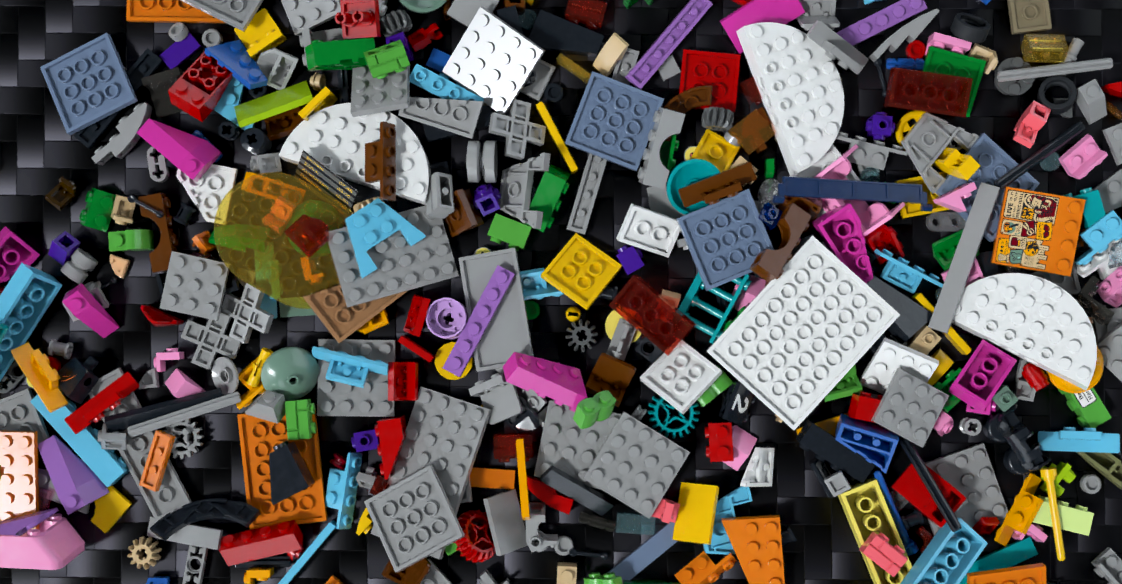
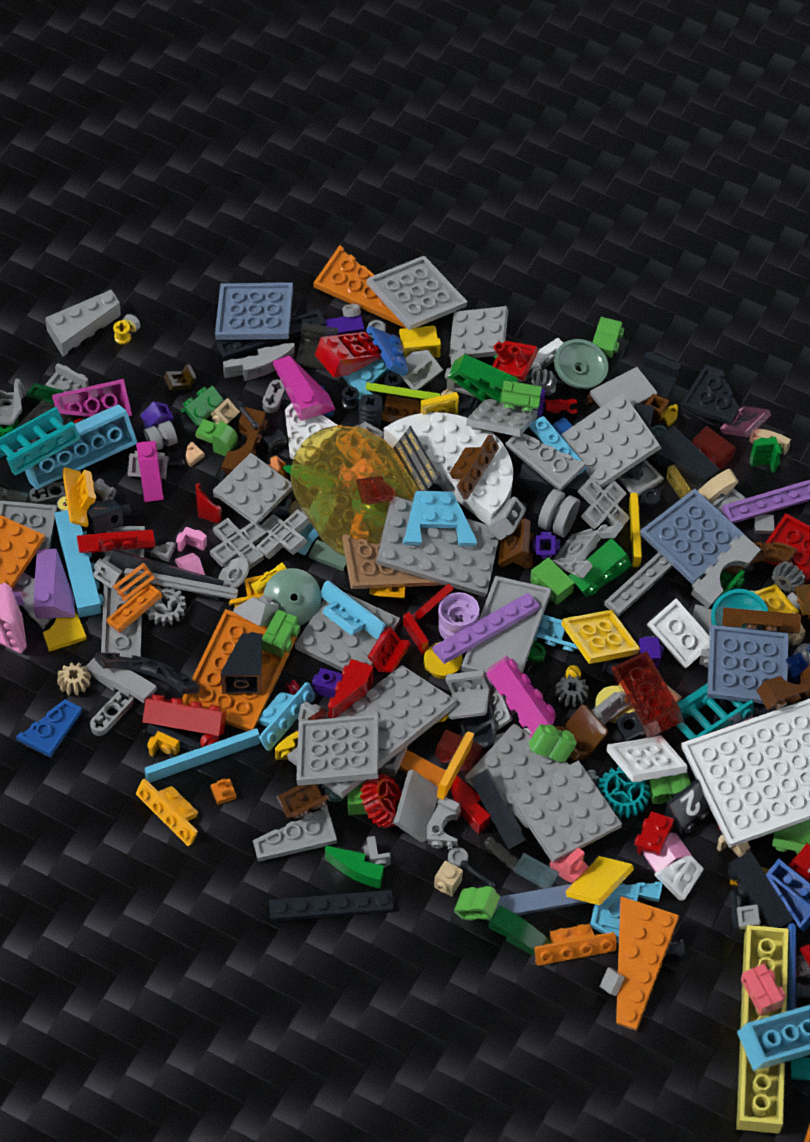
camera: 25 degrees right, 30 degrees down
(155, 427) = (121, 591): none -> orange tile

